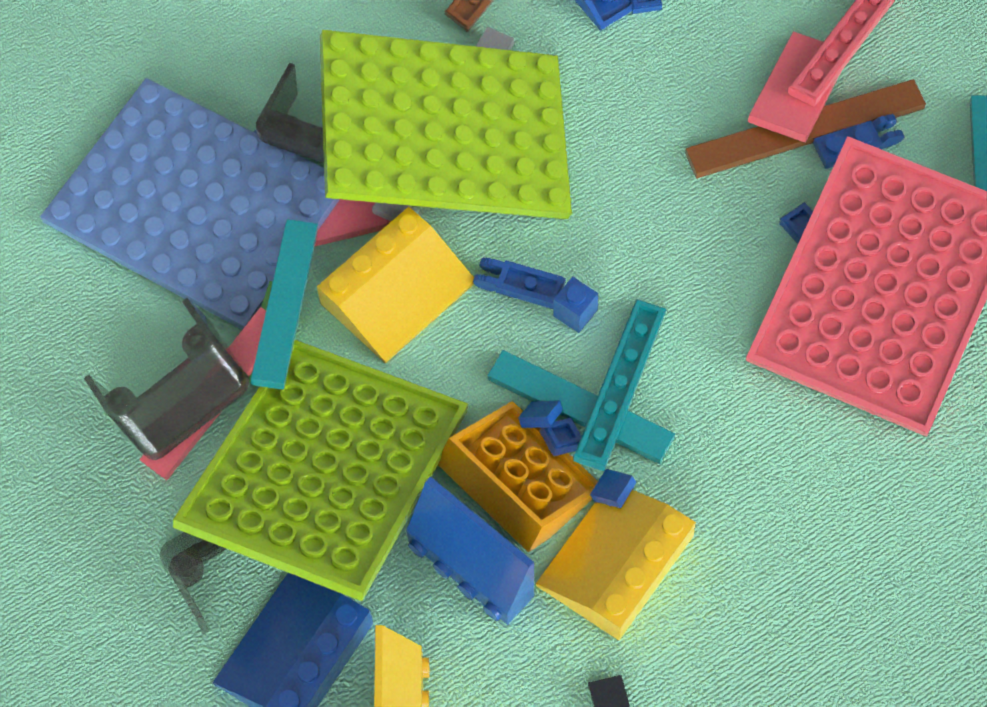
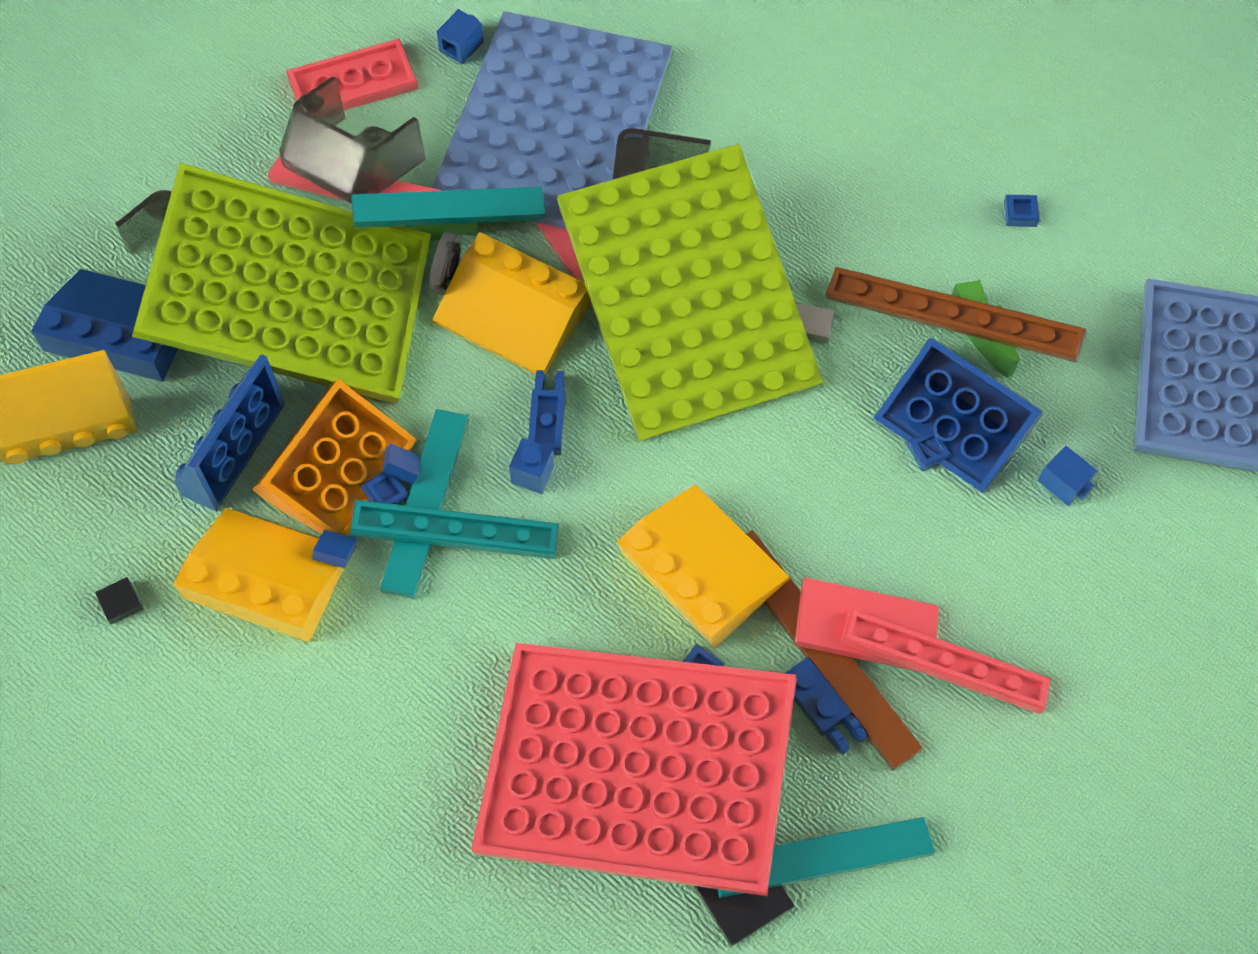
camera: 70 degrees right, 0 degrees up
(58, 261) = (460, 36): none -> blue brick
(63, 357) = (361, 74): none -> coral tile
(338, 326) = (444, 262): none -> dark grey tile
(712, 193) = (702, 563): none -> yellow slope

